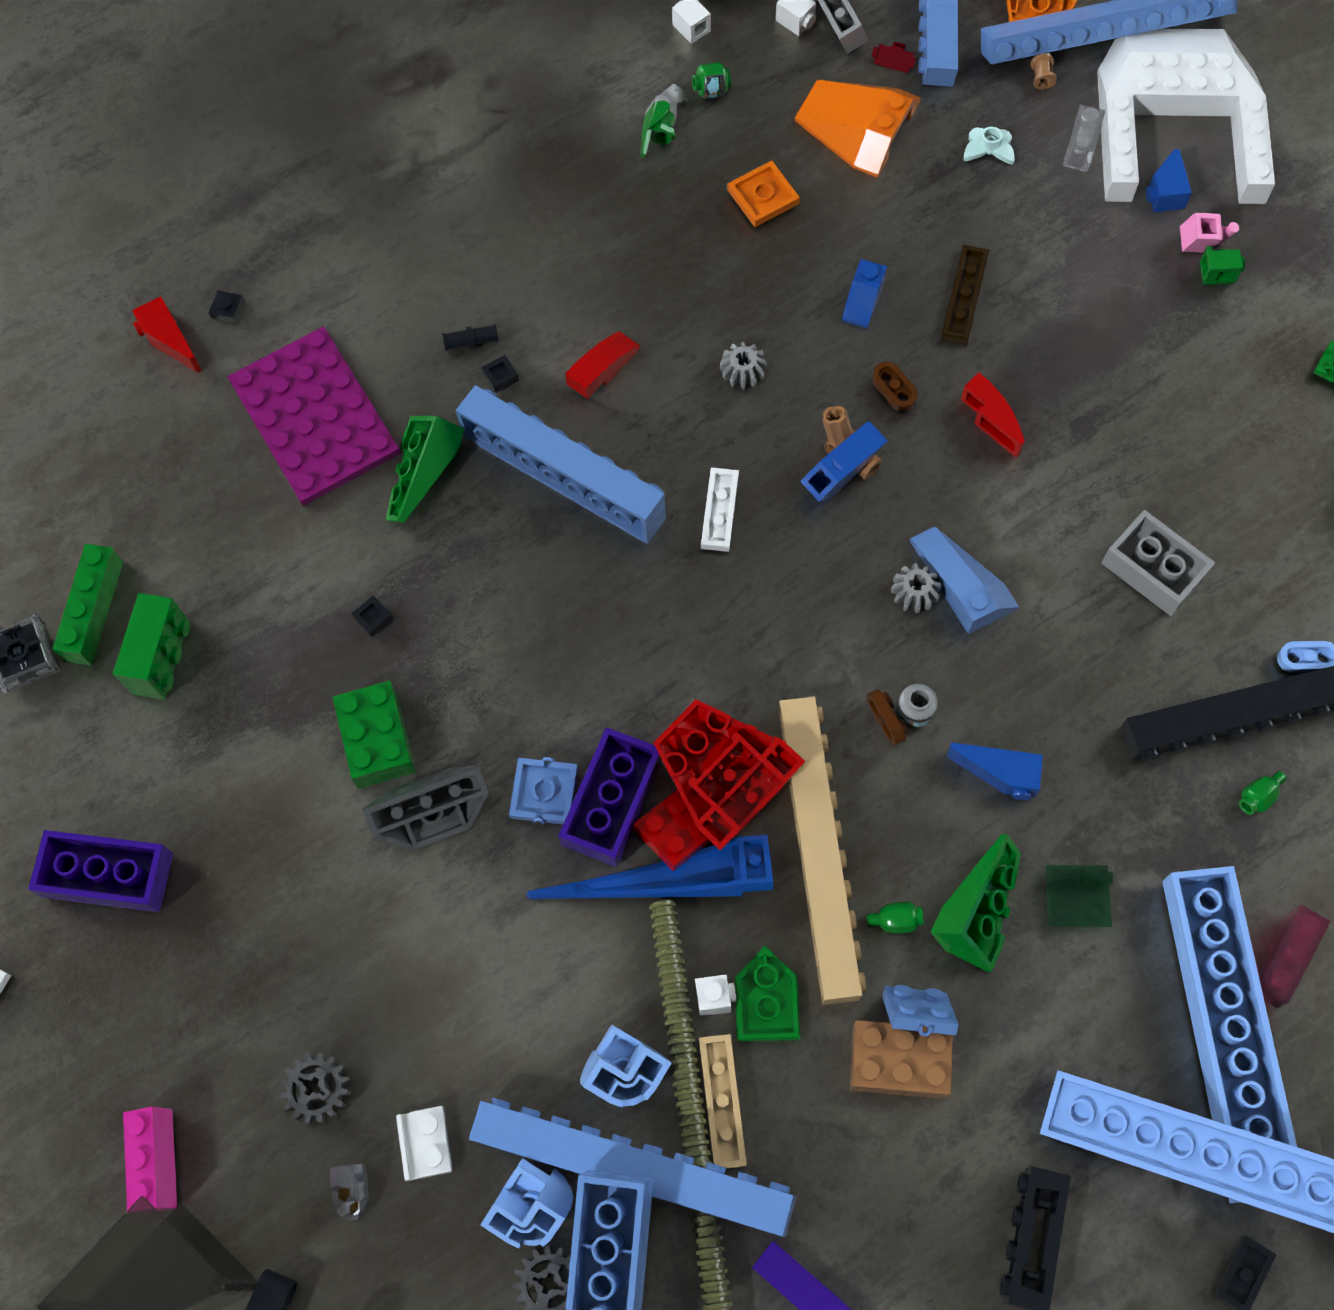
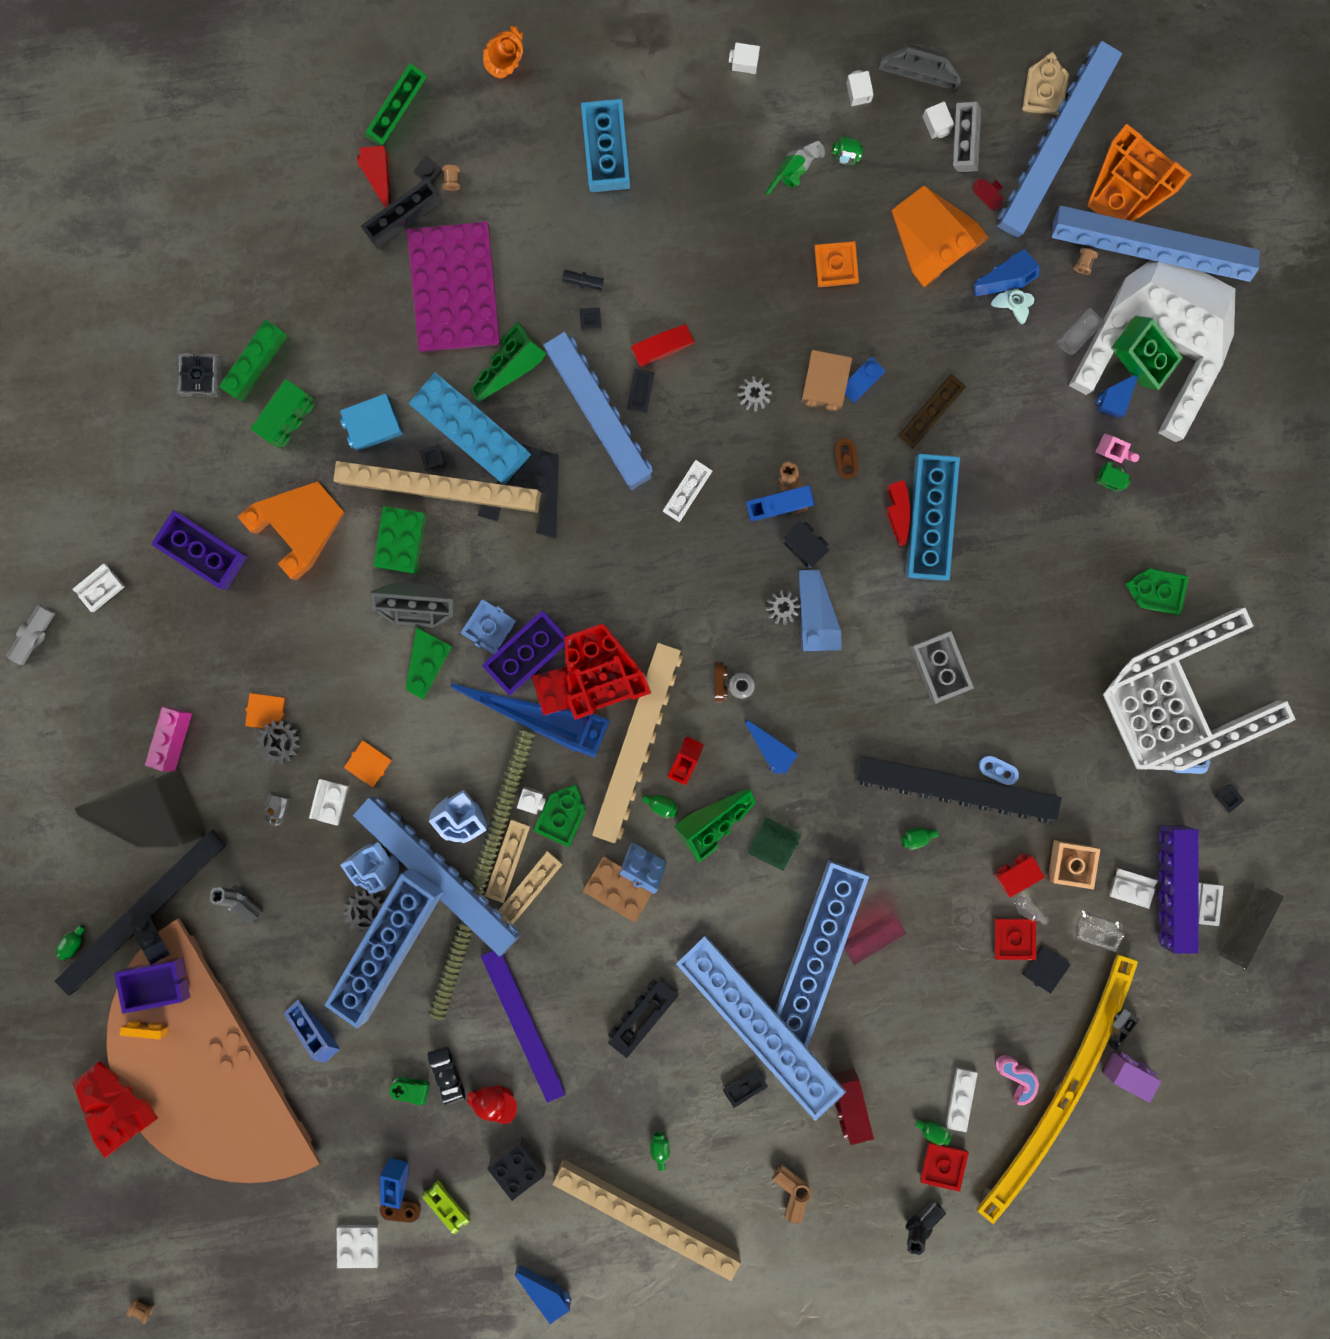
camera: 20 degrees right, 20 degrees up
(156, 251) = (394, 105): none -> green brick
(213, 358) = (401, 213): none -> black brick
(228, 767) = (302, 519): none -> orange wedge
(260, 304) = (451, 177): none -> medium nougat bush
(264, 149) = (503, 52): none -> orange hair
(273, 610) = (371, 422): none -> dark azure brick
(274, 1053) = (264, 710): none -> orange piece
(393, 644) = (437, 486): none -> tan brick
(407, 556) = (469, 428): none -> dark azure brick
(430, 188) = (605, 145): none -> dark azure brick
(458, 1060) = (368, 763): none -> orange piece
(479, 880) = (425, 663): none -> green wing
(507, 576) = (540, 474): none -> black wing
(546, 44) = (744, 58): none -> white brick
(602, 424) = (640, 390): none -> black plate
(774, 1121) = (530, 887): none -> tan plate
(821, 312) = (826, 380): none -> medium nougat panel
(897, 840) = (685, 760): none -> red slope
(901, 497) = (805, 544): none -> black brick
(968, 118) = (1010, 275): none -> blue slope
(1041, 399) = (932, 517): none -> dark azure brick
(1173, 117) = (1147, 352): none -> green brick

